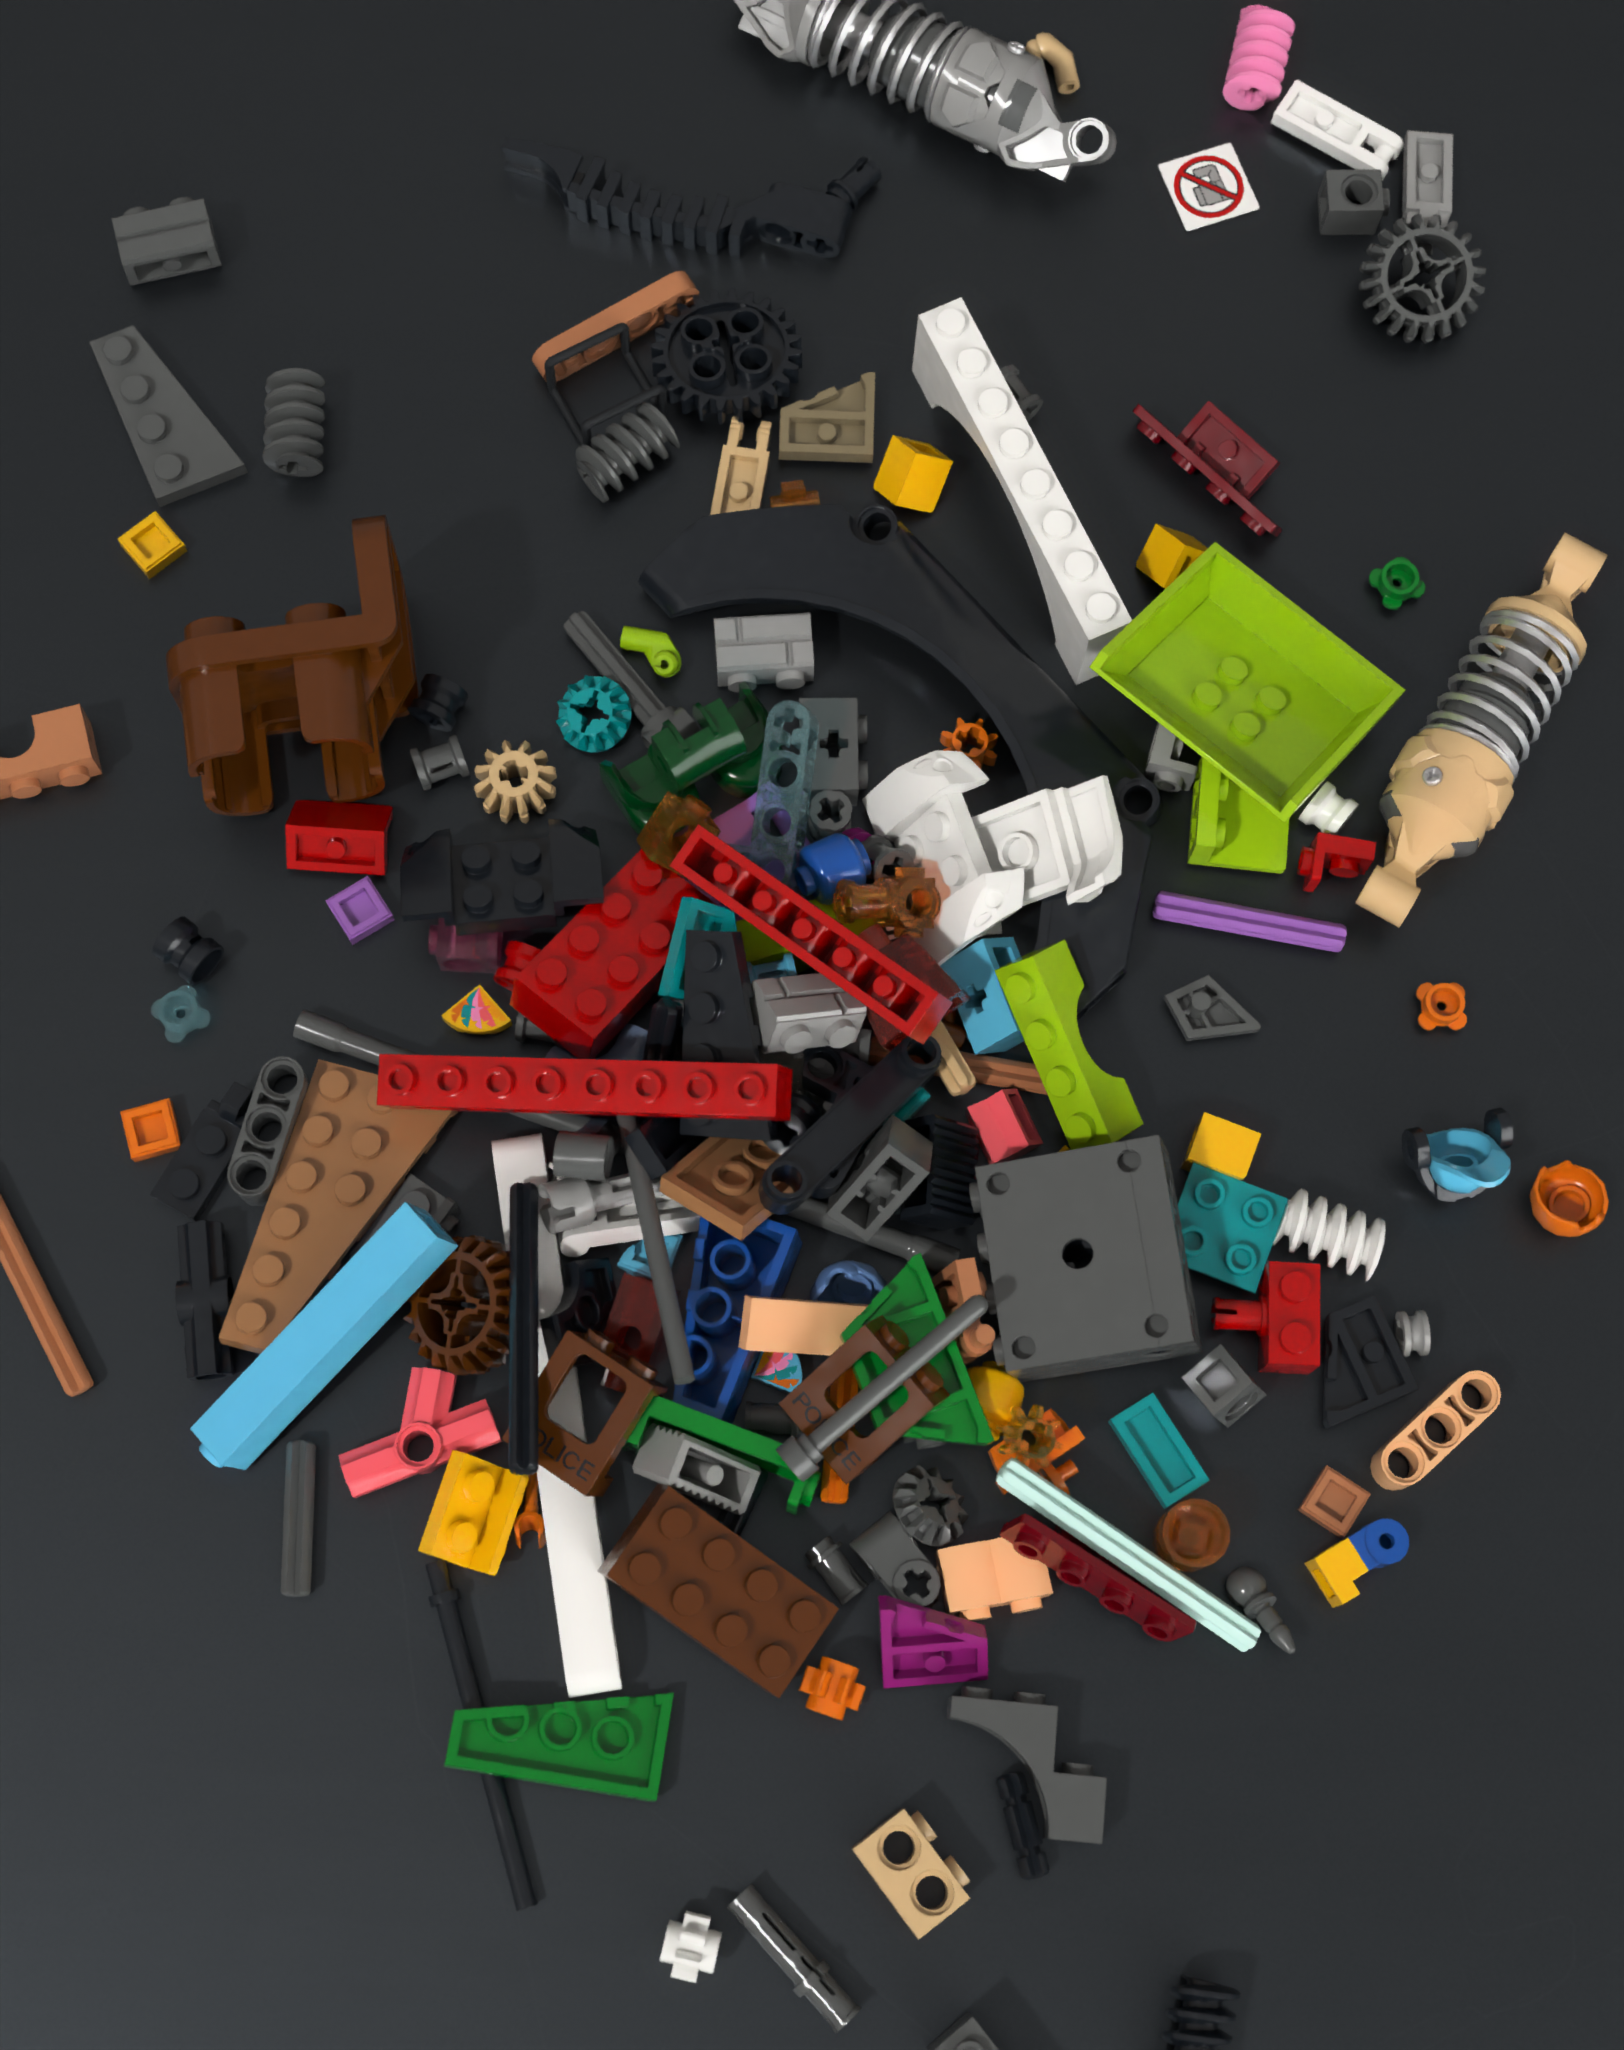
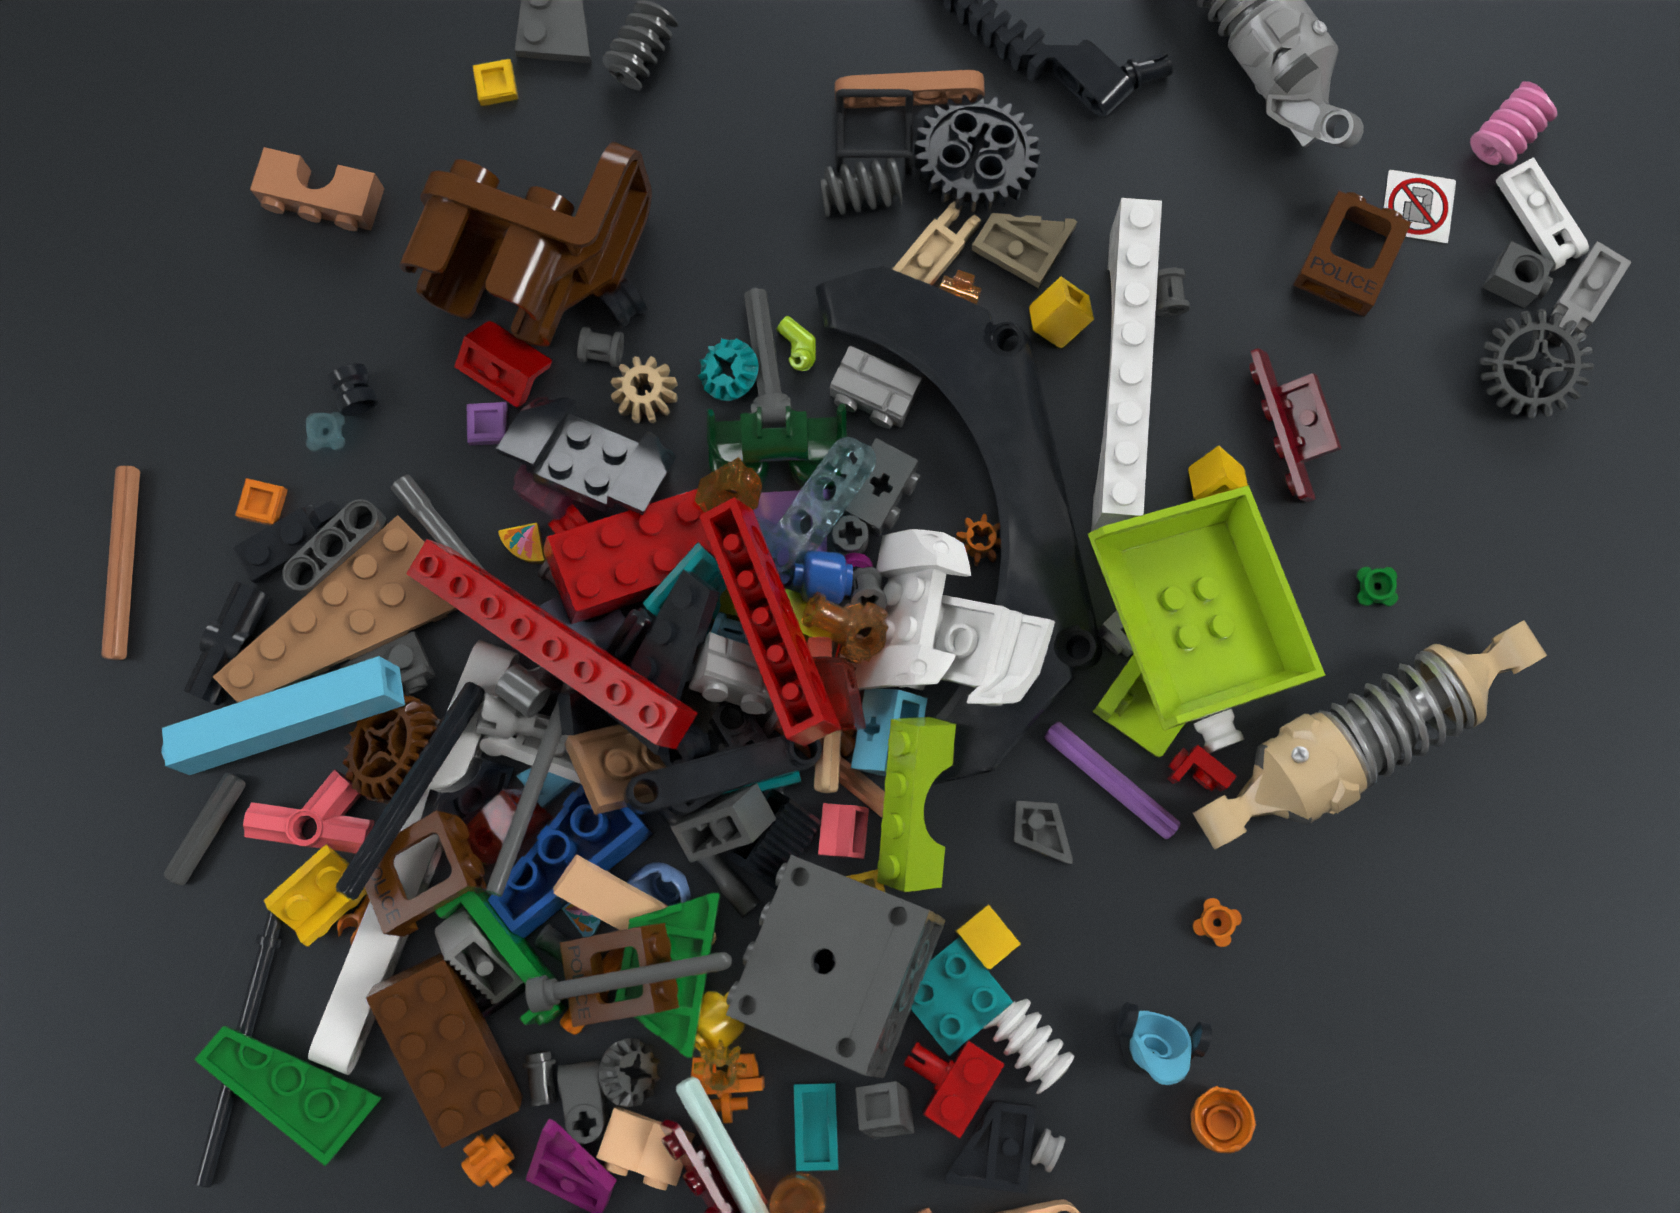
camera: 40 degrees right, 5 degrees up
(954, 1287) = (733, 938): nougat plate -> none
(1061, 59) = (1361, 46): tan arm -> none
(1177, 295) = (1340, 279): none -> reddish brown window

